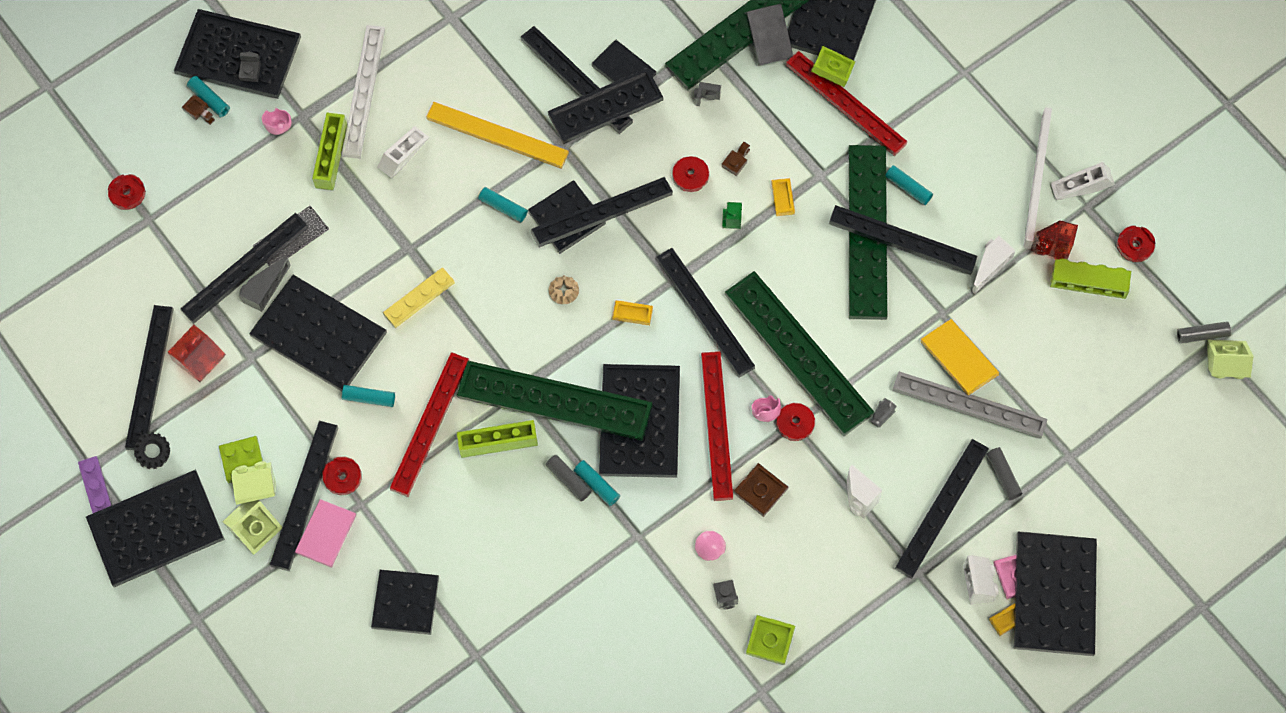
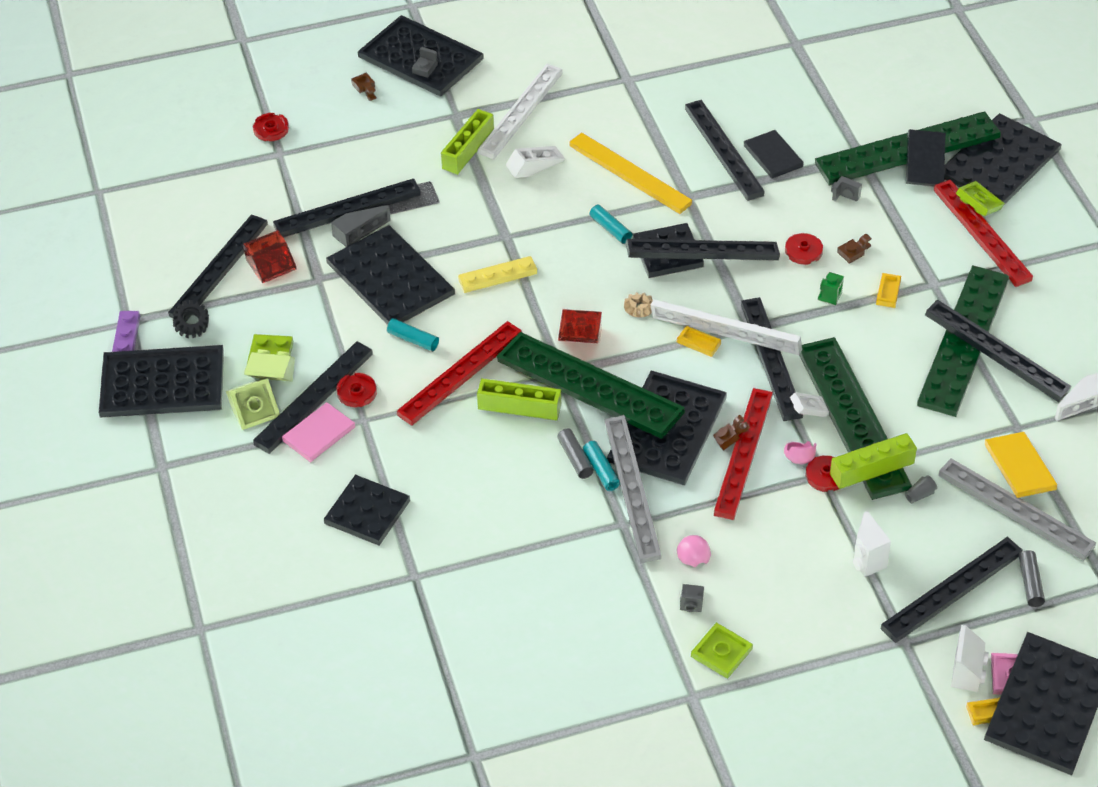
camera: 20 degrees right, 20 degrees down
(213, 101) = (381, 82): teal piece -> none
(277, 121) = (430, 111): bright pink hair -> none
(522, 339) = (580, 326): none -> clear red slope
(605, 105) = (742, 171): black plate -> none
(635, 501) = (632, 489): none -> light grey plate
(646, 293) = (726, 327): none -> white plate
(697, 412) = (729, 434): none -> reddish brown plate
(758, 356) = (809, 404): none -> white plate
(761, 490) = (766, 520): reddish brown tile -> none
(835, 402) = (873, 460): none -> lime brick
(909, 185) = (1021, 312): teal piece -> none

